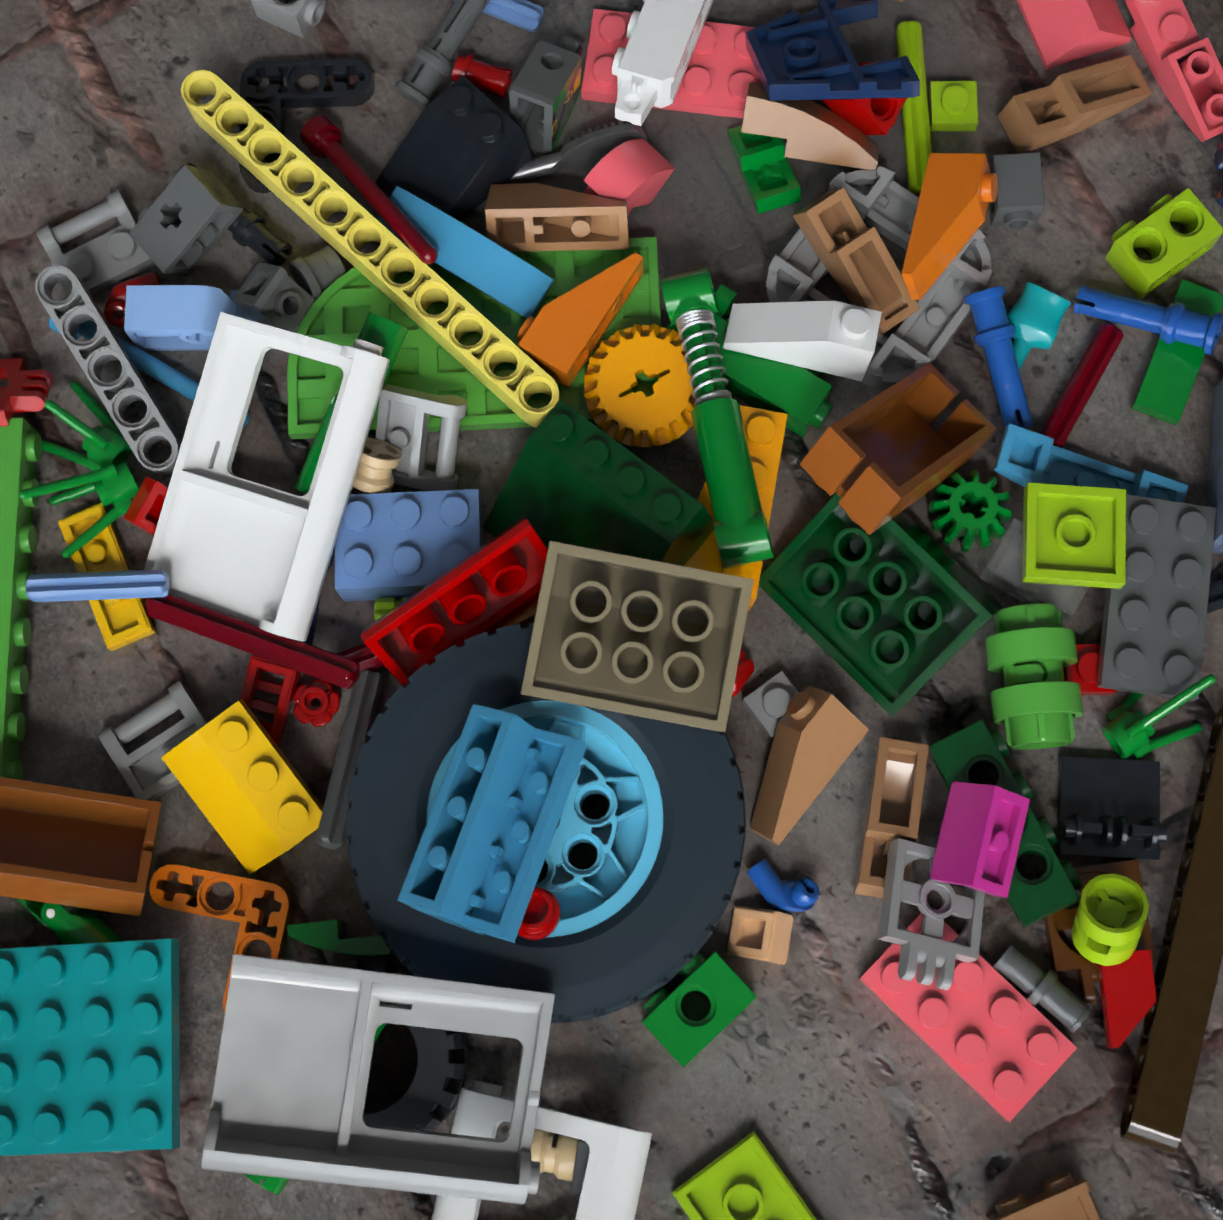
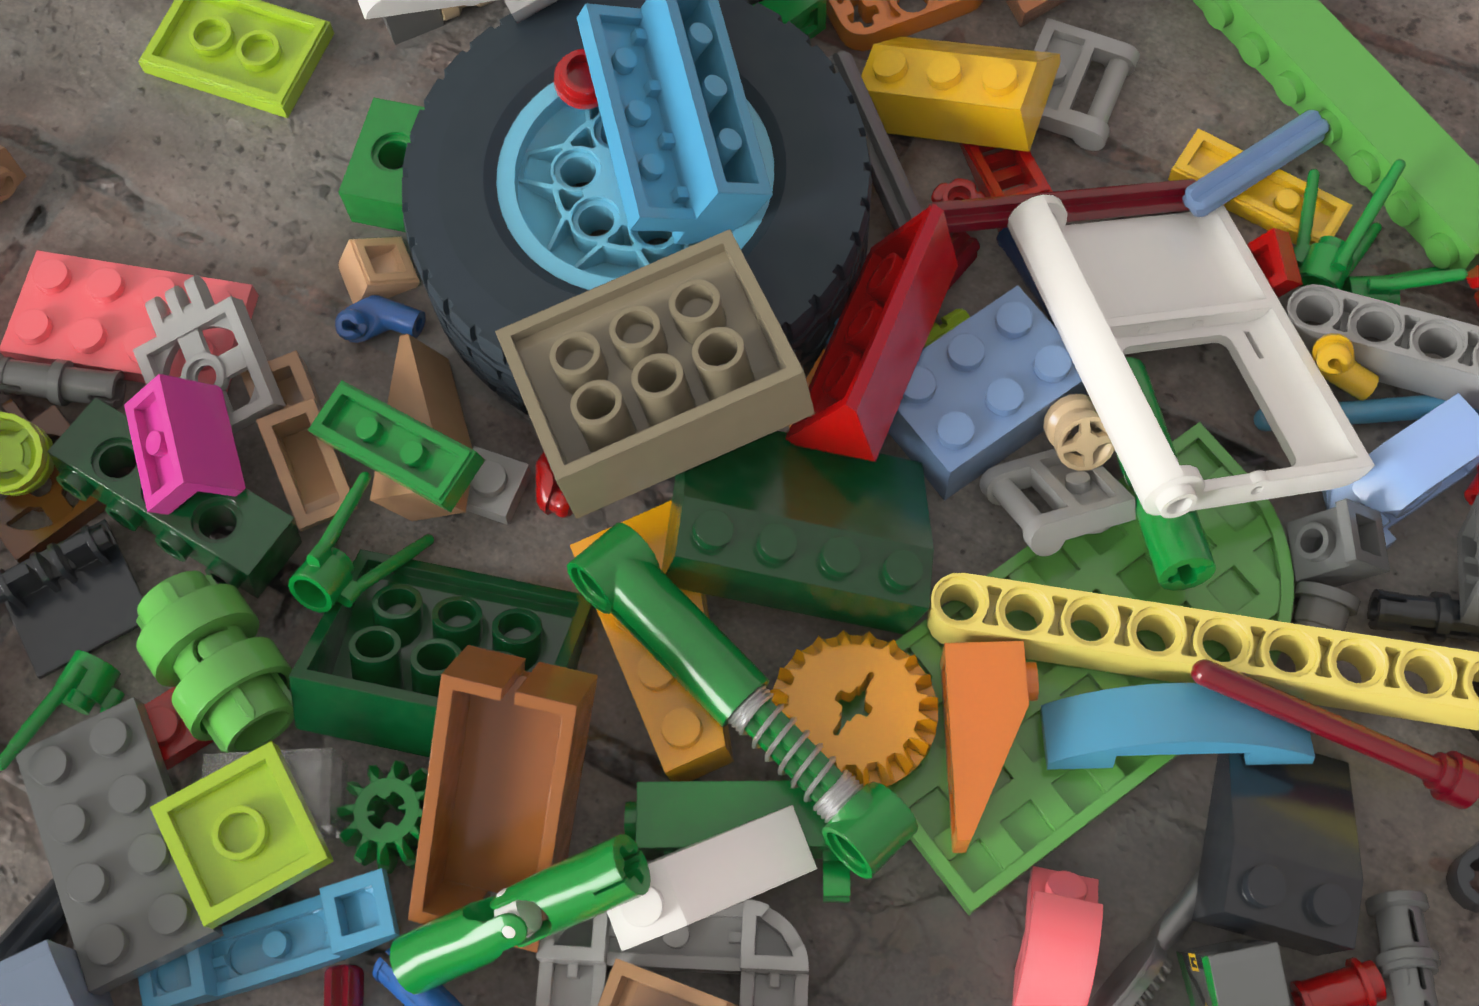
camera: 145 degrees right, 10 degrees down
(171, 404) = (1337, 363): none -> yellow arm
(554, 219) = (1115, 836): medium nougat slope -> none
(832, 739) = (396, 445): none -> green tile
(928, 364) = (483, 929): none -> green piece
(930, 686) = (328, 571): none -> green plant

